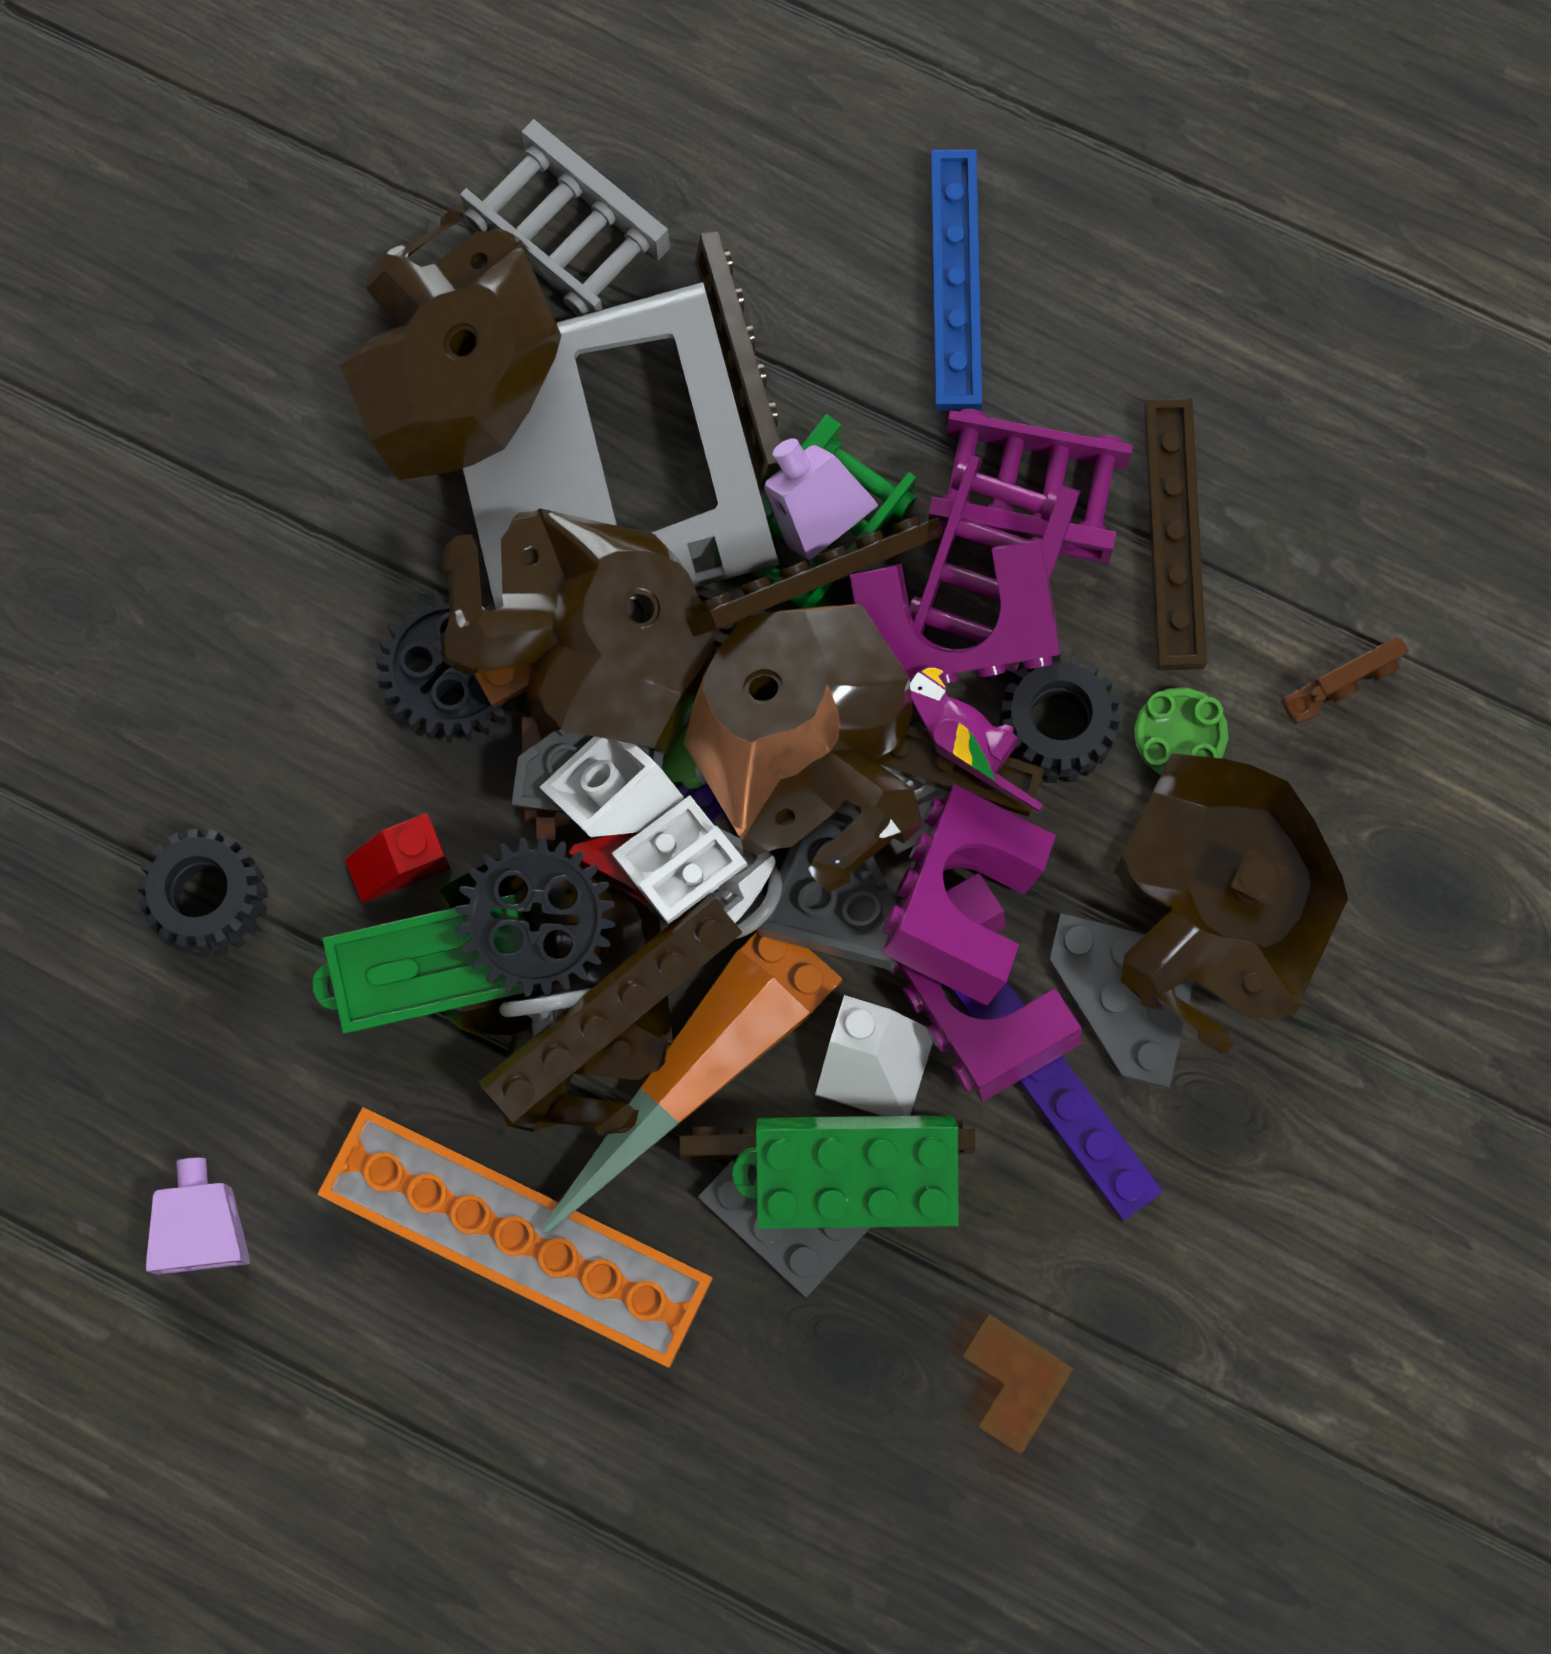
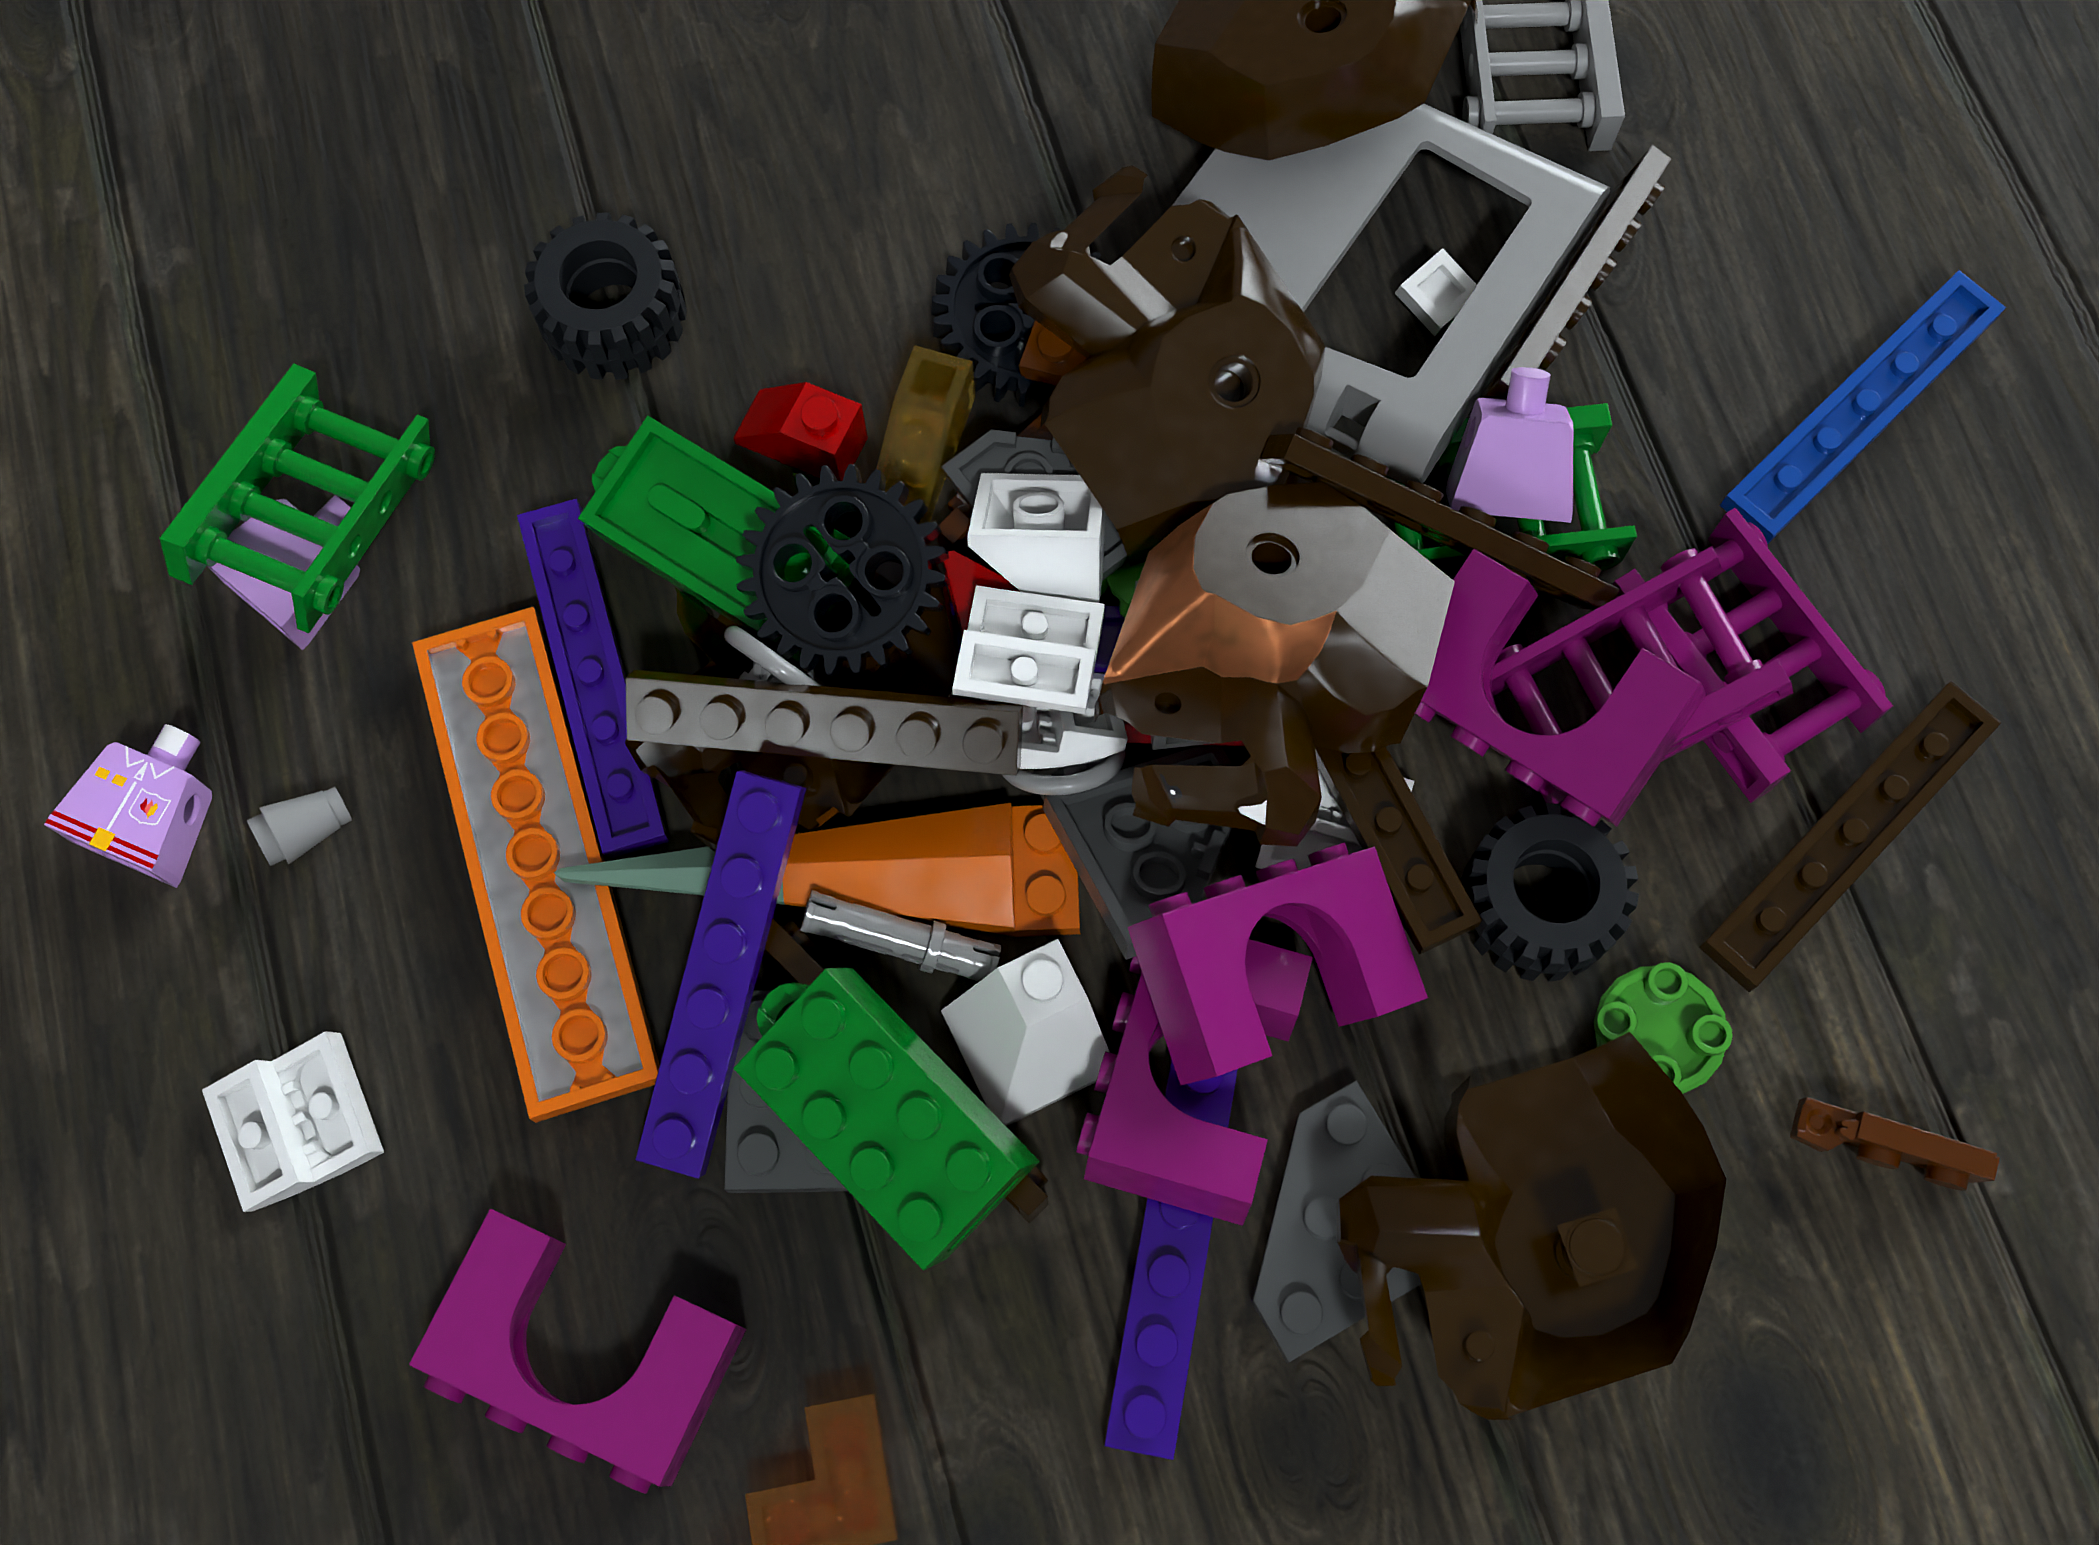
camera: 45 degrees right, 5 degrees down
(138, 1215) = (266, 450): none -> green fence
(267, 1435) = (138, 806): none -> lavender torso
(366, 1354) = (298, 824): none -> light grey cone
(435, 1111) = (590, 678): none -> dark purple plate
(473, 795) = (926, 423): none -> clear yellow slope
(541, 1502) = (292, 1121): none -> white slope
(669, 432) = (1436, 291): none -> white plate
(692, 1190) = (720, 974): none -> dark purple plate
(775, 1068) = (887, 934): none -> light grey pin
(892, 1454) = (482, 1351): none -> magenta arch
(965, 734) = (1434, 806): magenta animal -> none

